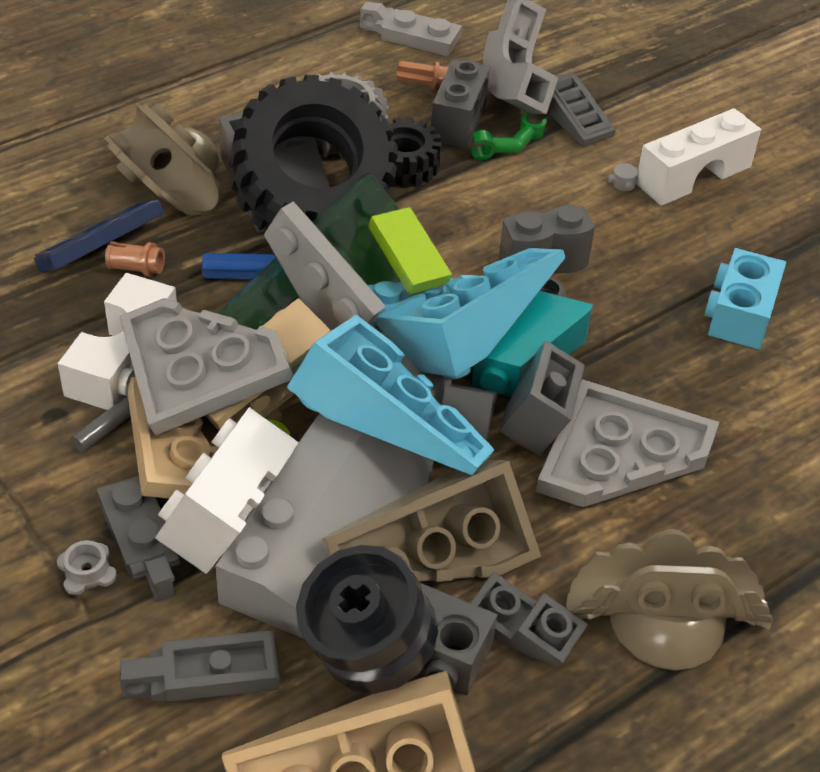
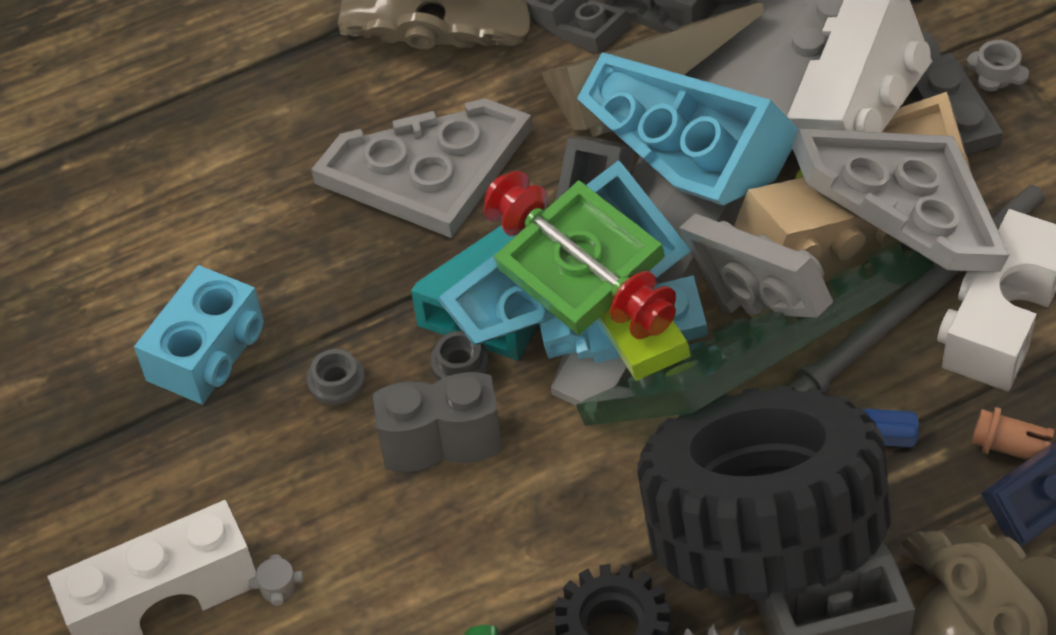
camera: 165 degrees left, 5 degrees up
(460, 253) = (579, 256): none -> bright green plate
(543, 399) = (496, 155): dark grey slope -> none
(633, 282) = (335, 365): none -> dark grey plate

